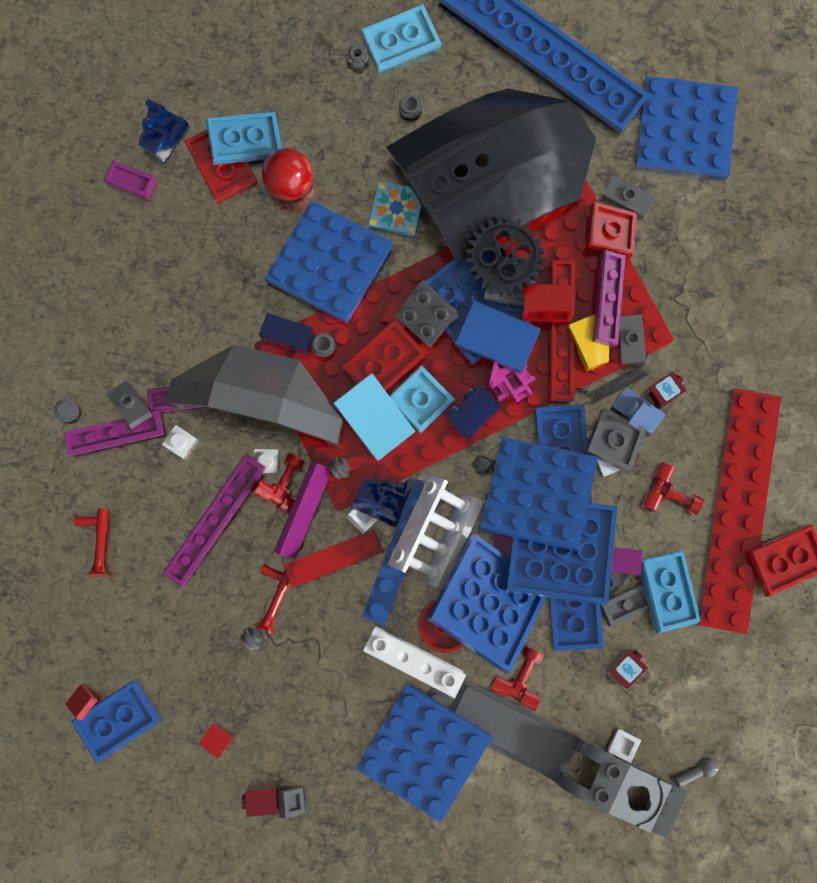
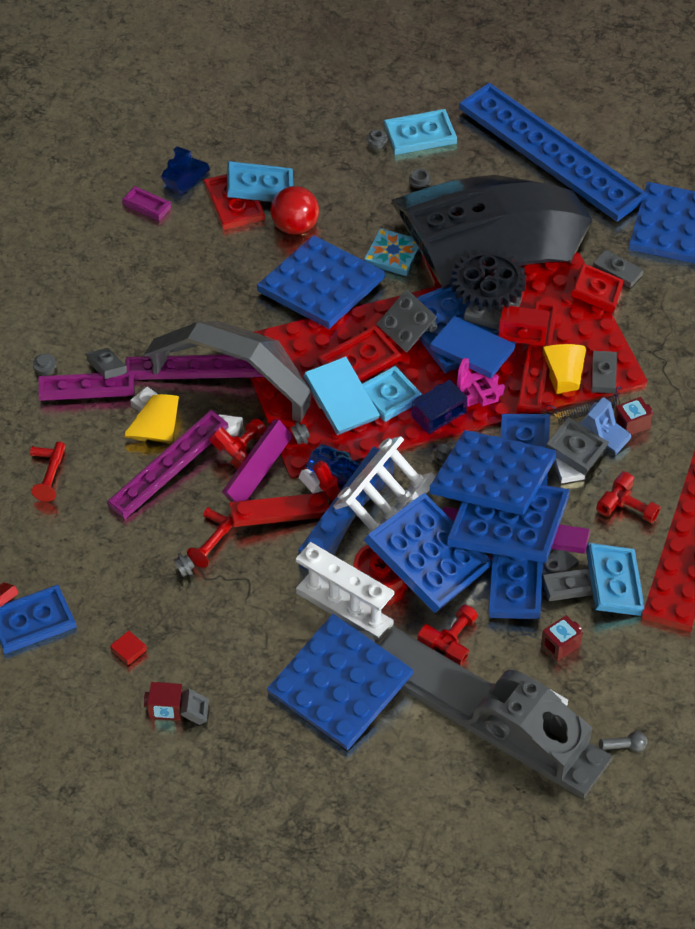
camera: 10 degrees right, 30 degrees down
(192, 468) = (155, 420): none -> yellow slope
(286, 334) = (270, 322): clear blue brick -> none
(323, 345) = (302, 339): dark grey plate -> none
(378, 527) = (327, 481): none -> red axle
(609, 298) = (586, 335): magenta tile -> none

